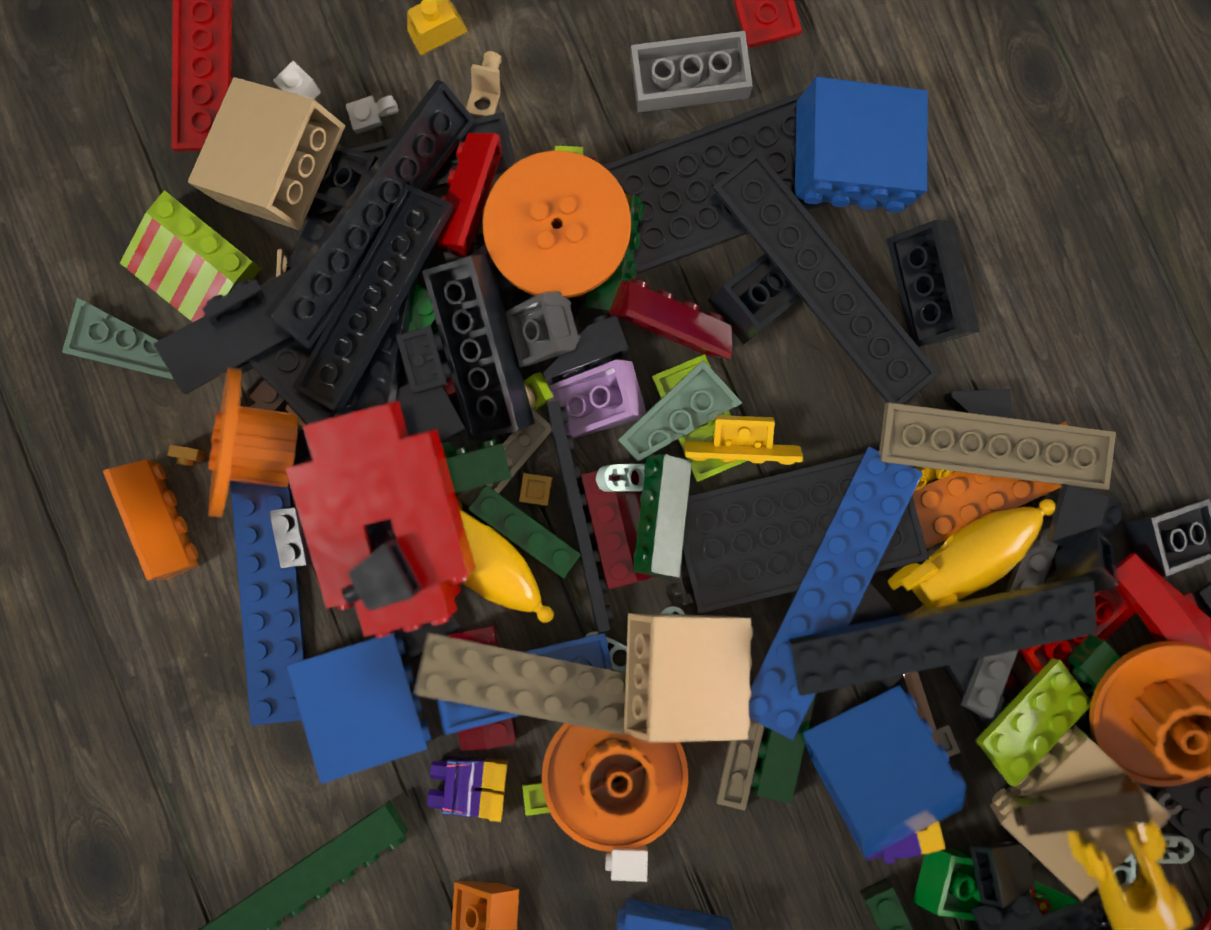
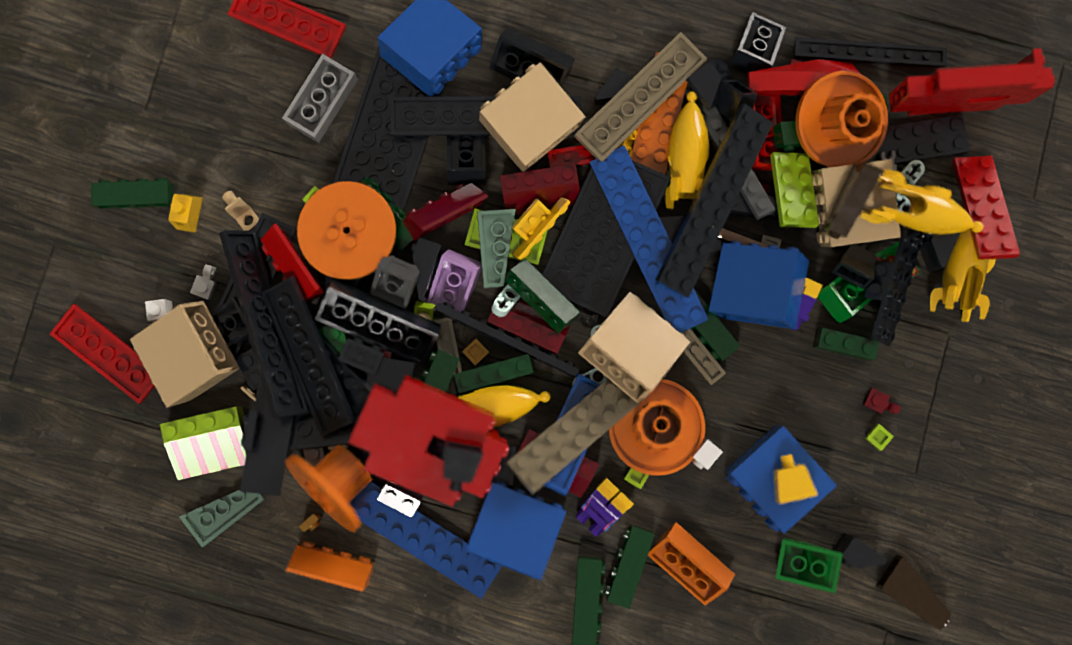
camera: 55 degrees left, 0 degrees up
(423, 874) = (629, 567): none -> dark green brick
(797, 413) = (542, 184): none -> dark red slope
(855, 418) = (570, 155): none -> red plate
(867, 333) = (530, 116): none -> tan brick

